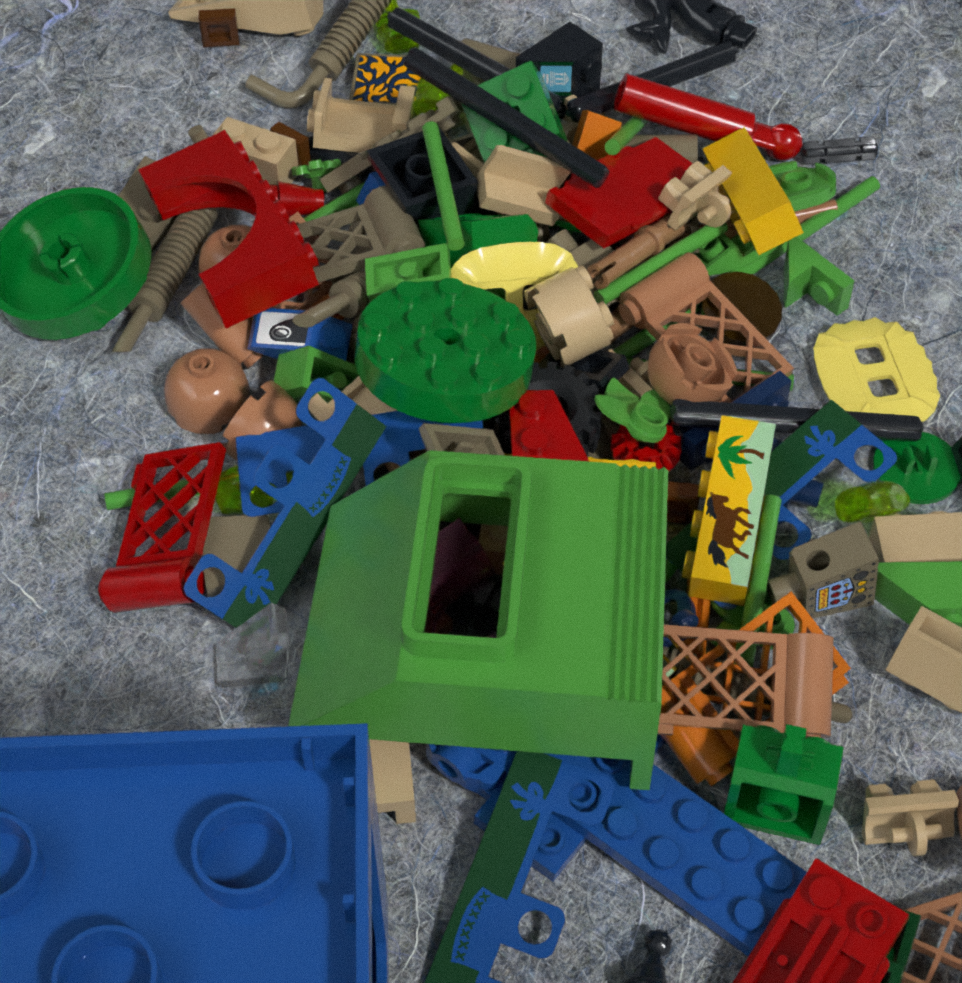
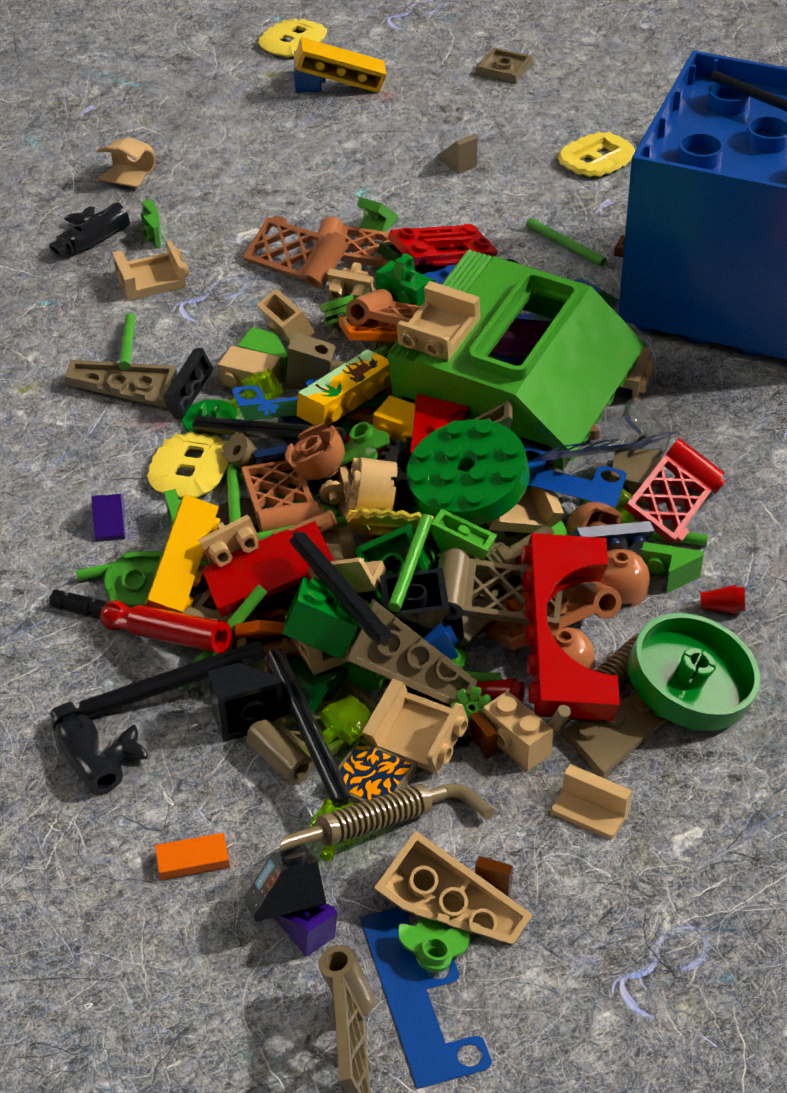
camera: 155 degrees left, 10 degrees down
(57, 404) = (725, 599): none -> red cone
(135, 432) = (677, 563): none -> bright green slope
(146, 129) = (592, 802): none -> tan panel
(243, 379) = (619, 535): none -> plate
(610, 508) = (440, 322): none -> tan panel
(769, 324) = (233, 493): none -> bright green bar
(813, 388) = (239, 450): none -> dark tan piece
(876, 722) = (335, 307): none -> bright green wheel
(913, 266) = (108, 517): none -> dark purple slope

